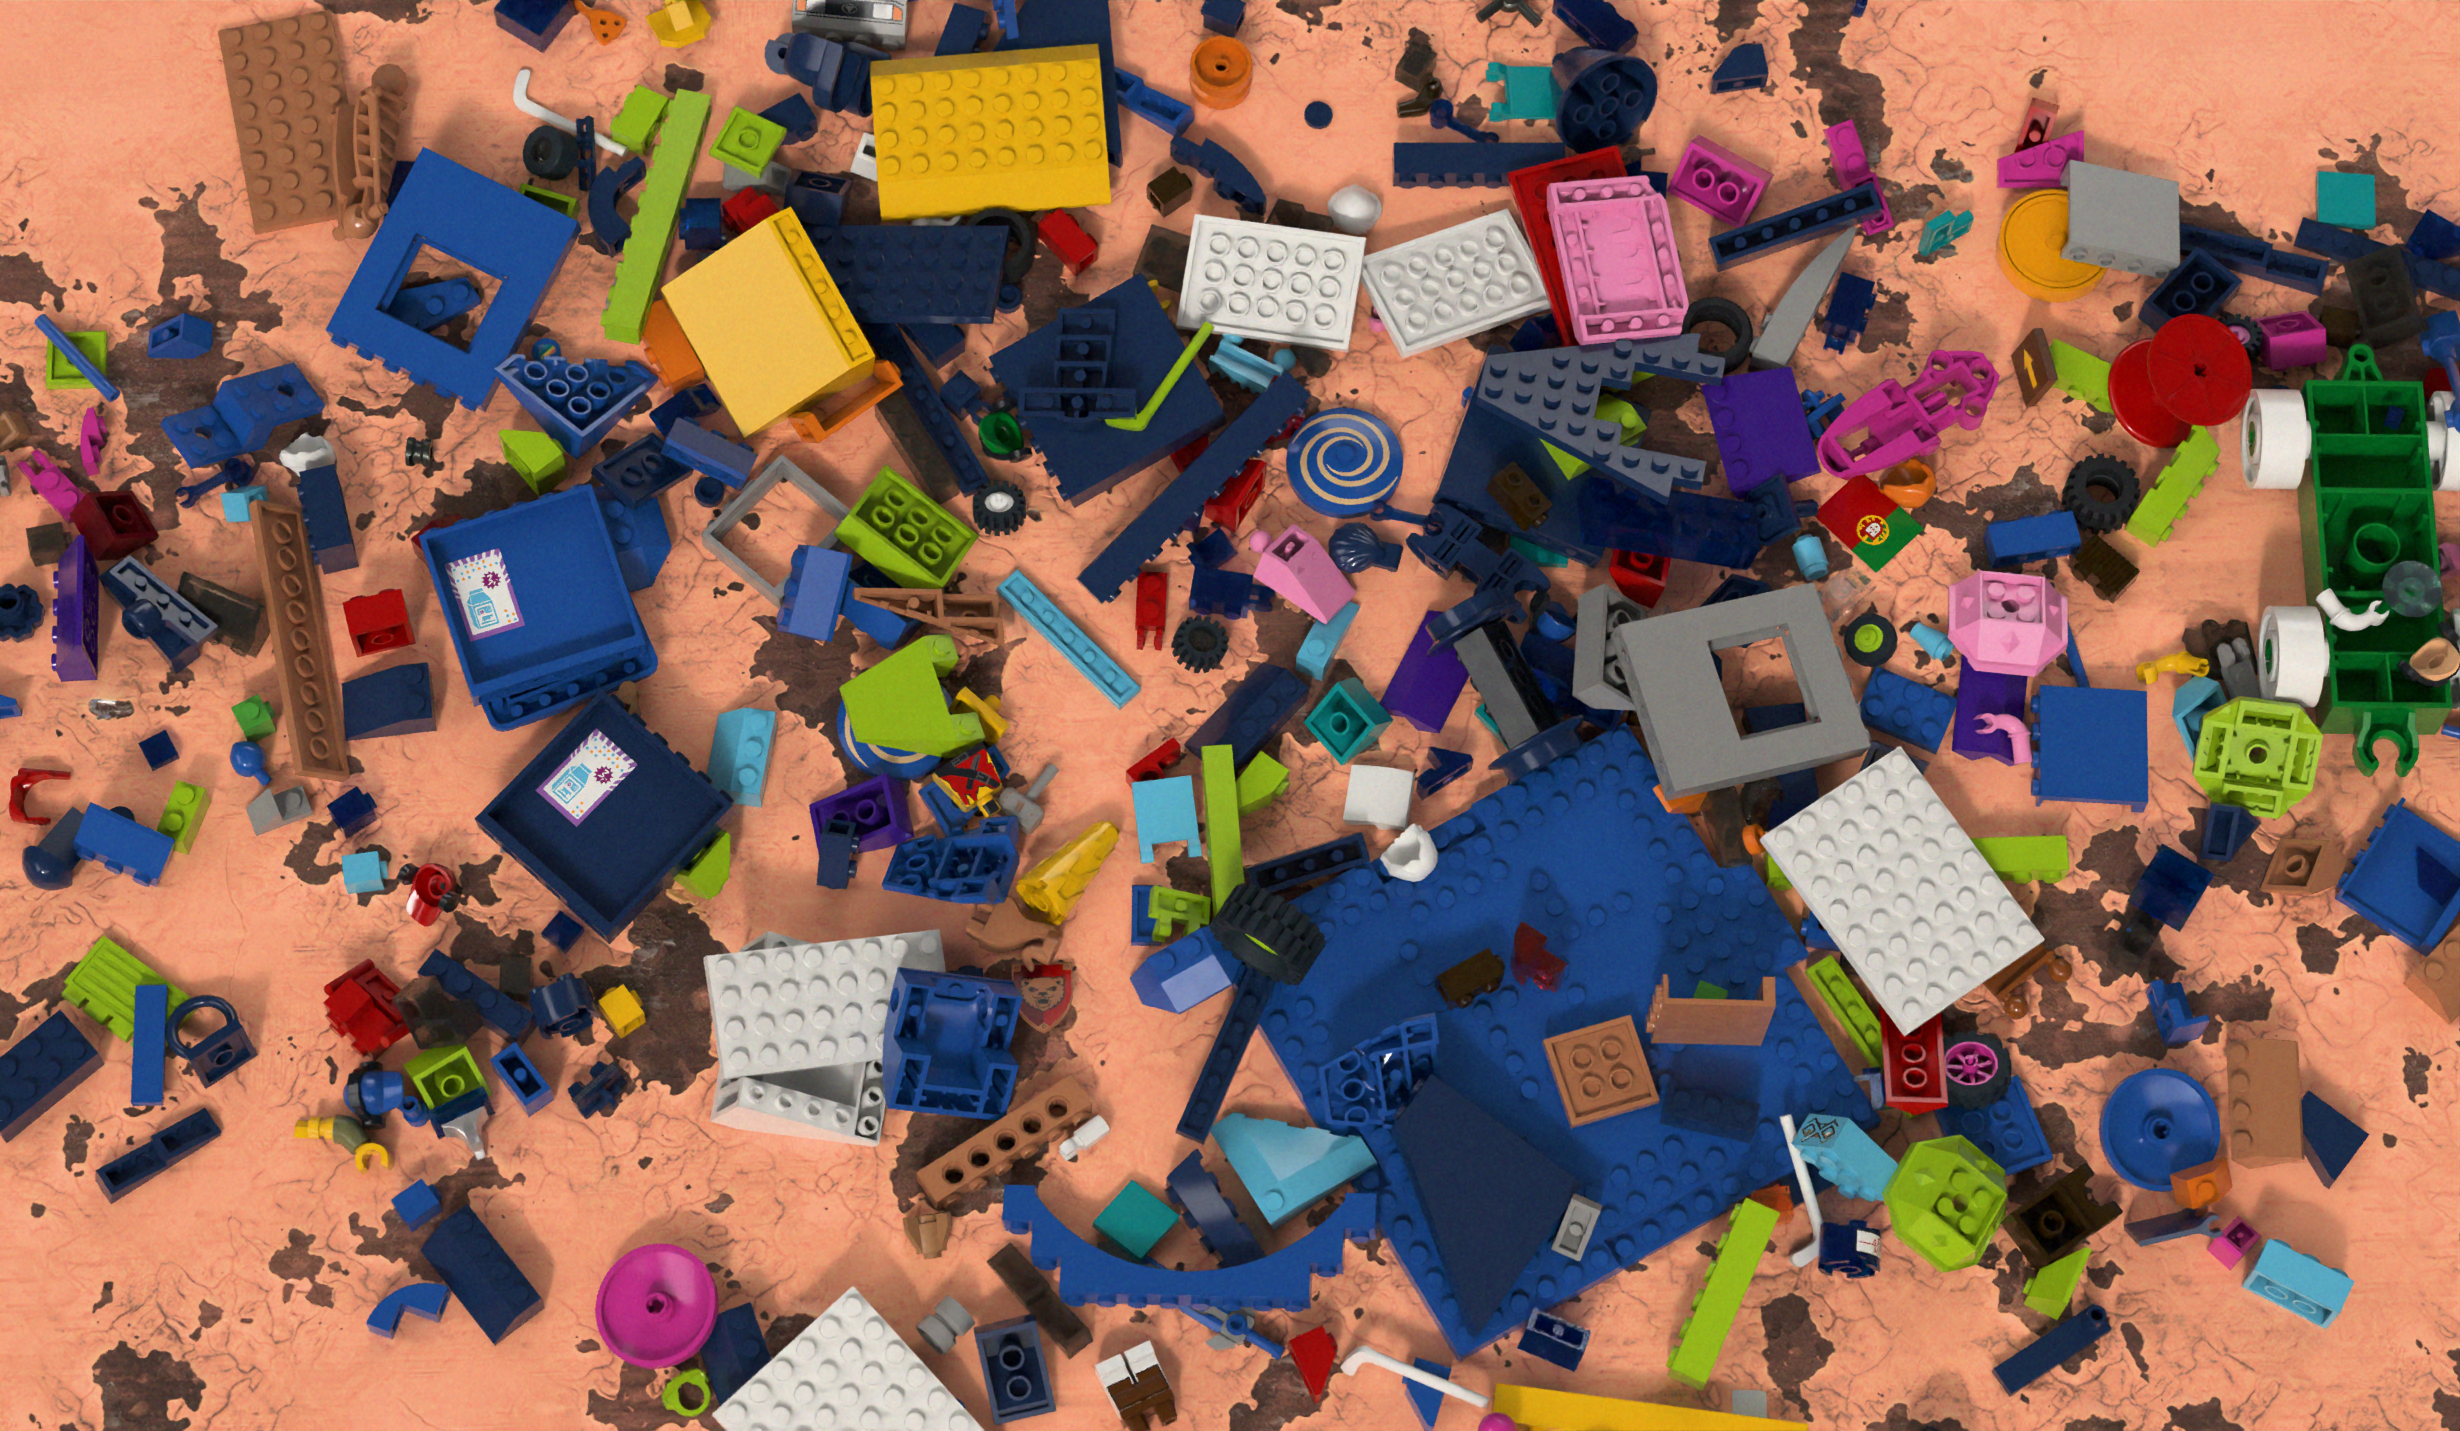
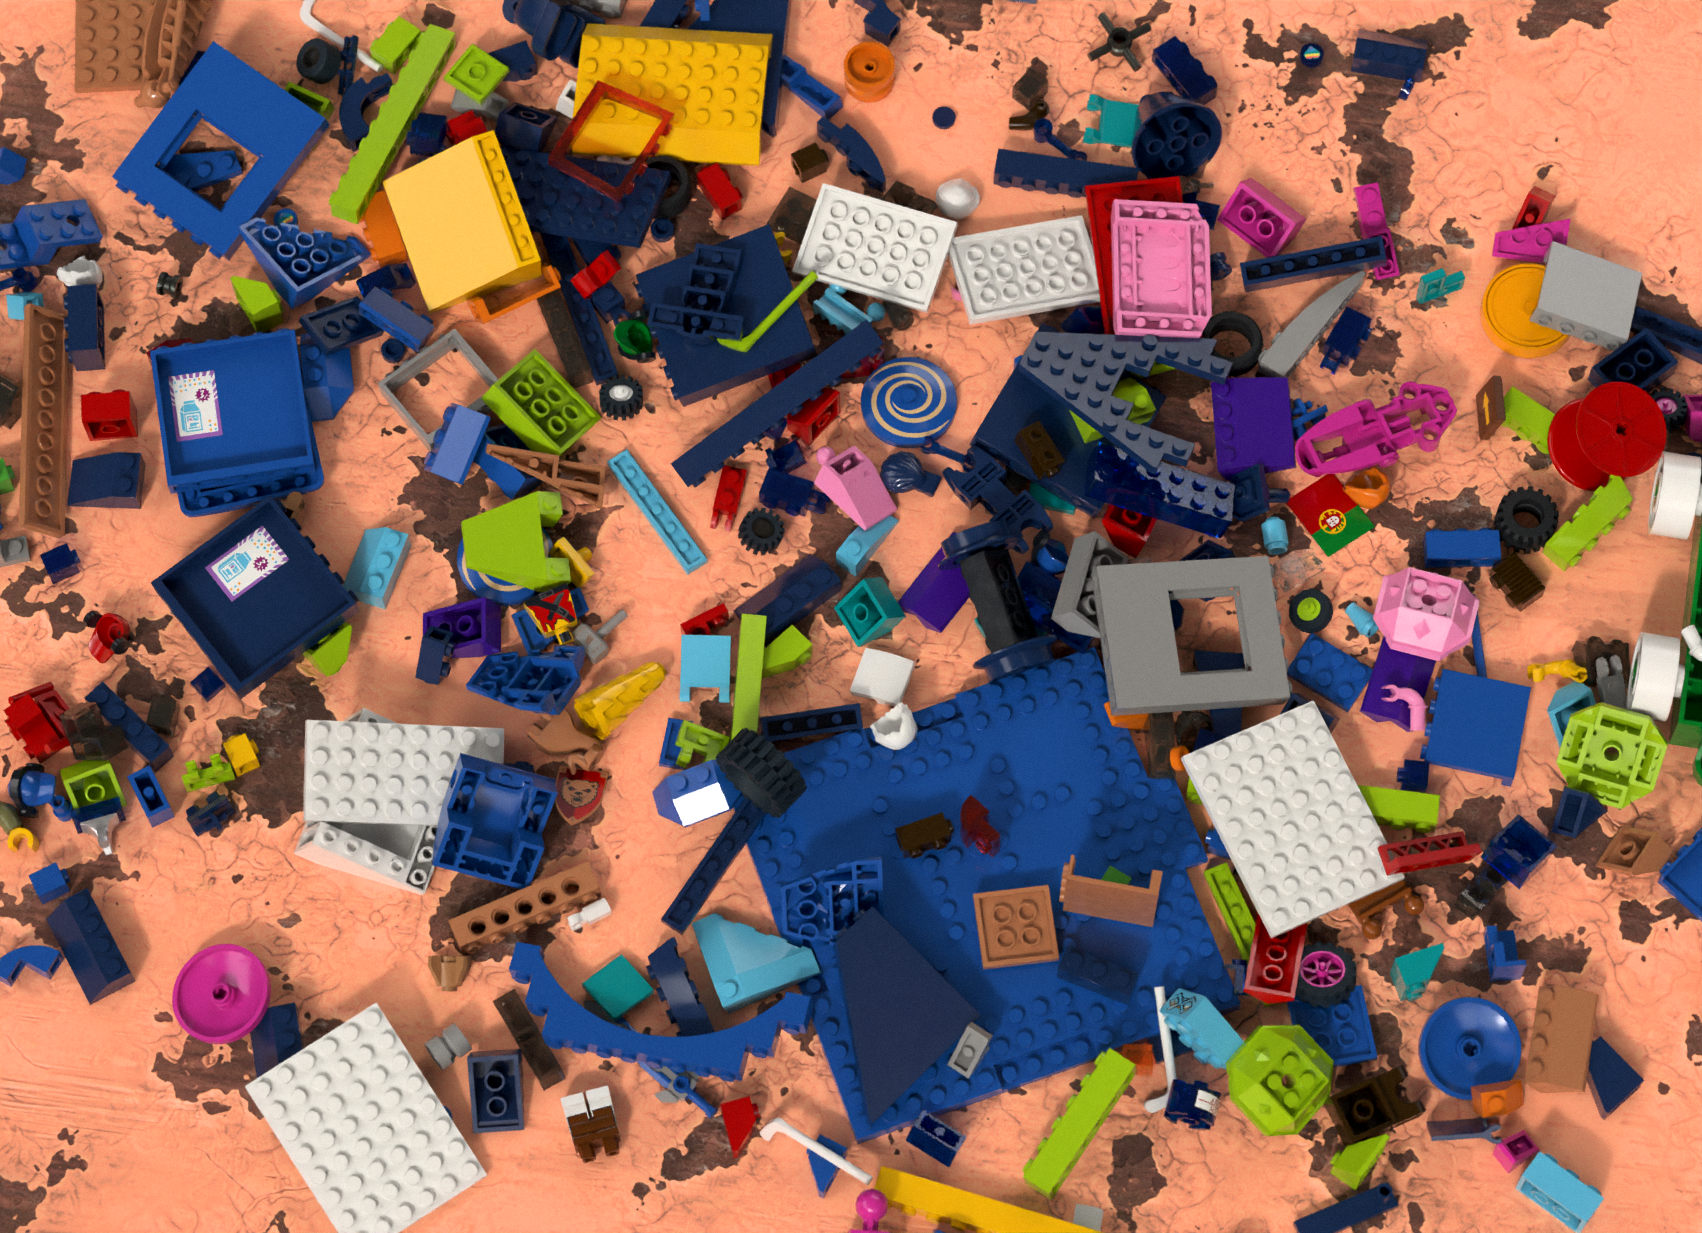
camera: 15 degrees right, 0 degrees up
(364, 872) = (60, 612): medium azure brick -> none
(563, 1006) = (193, 742): dark blue brick -> none
(598, 1038) = (216, 774): none -> lime plate
(671, 1396) = (241, 1055): lime piece -> none
(910, 141) = (596, 96): none -> clear red windscreen
(942, 364) = (596, 275): none -> red plate
(1448, 768) = (943, 663): clear blue slope -> none
(1684, 247) = (1218, 267): none -> dark blue wheel
(1741, 70) = (1297, 129): dark blue slope -> none
(2030, 817) = (1413, 776): none -> clear blue brick
(2065, 912) = (1427, 858): none -> red fence
(2078, 1049) = (1414, 971): none -> teal slope

